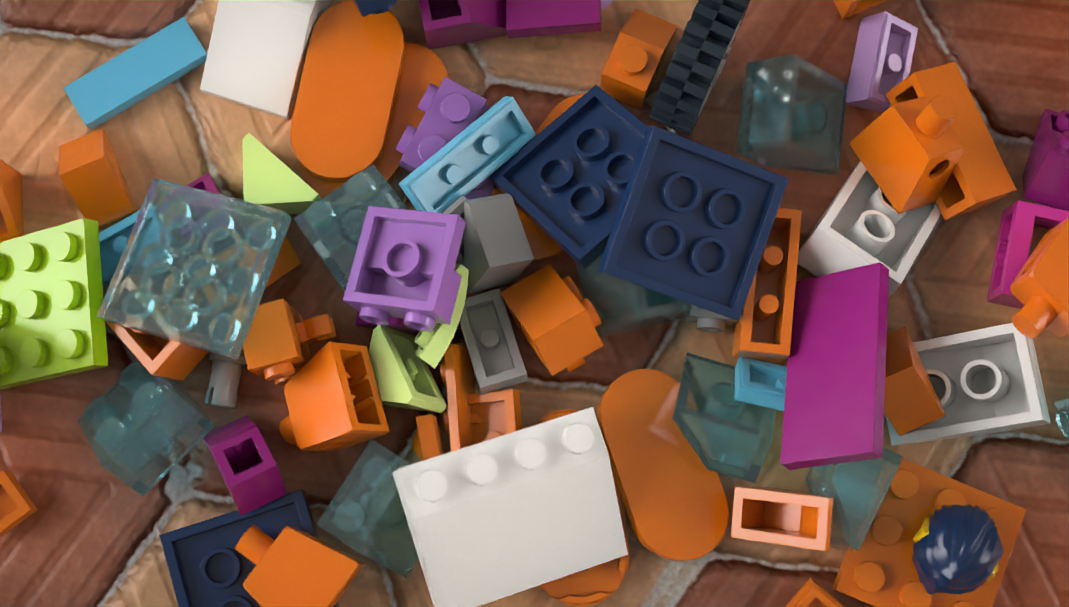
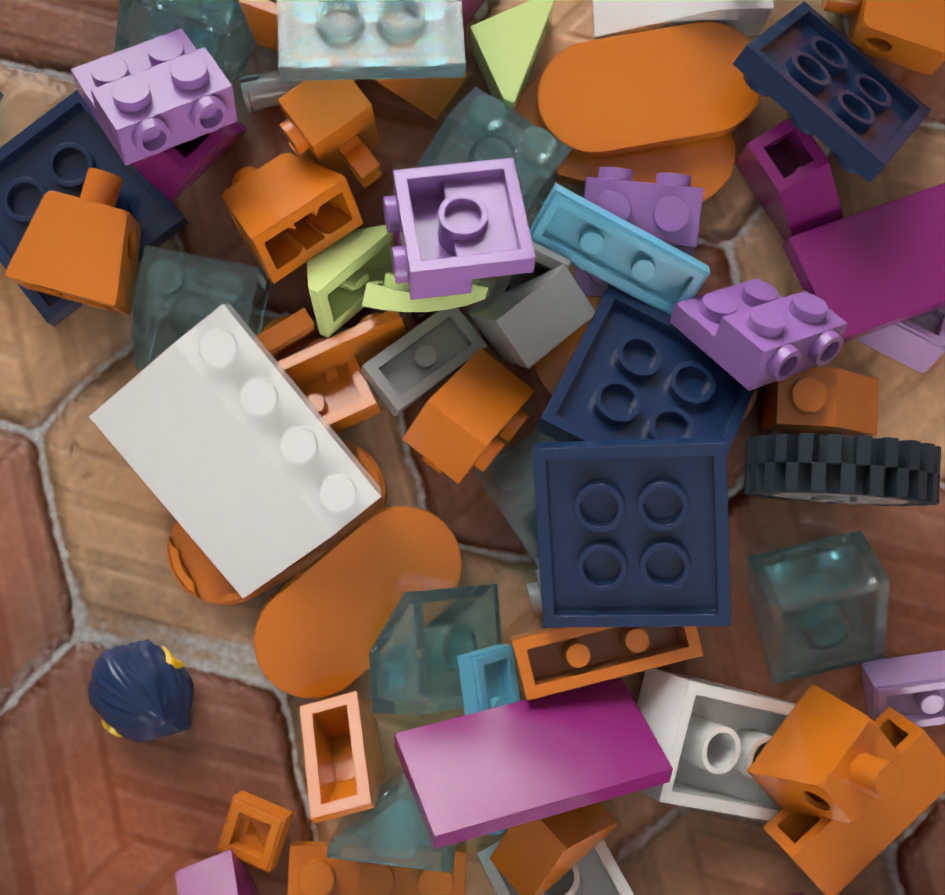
camera: 65 degrees right, 5 degrees up
(205, 464) = (156, 95): none -> plate
(571, 77) = (759, 332): none -> medium lavender plate

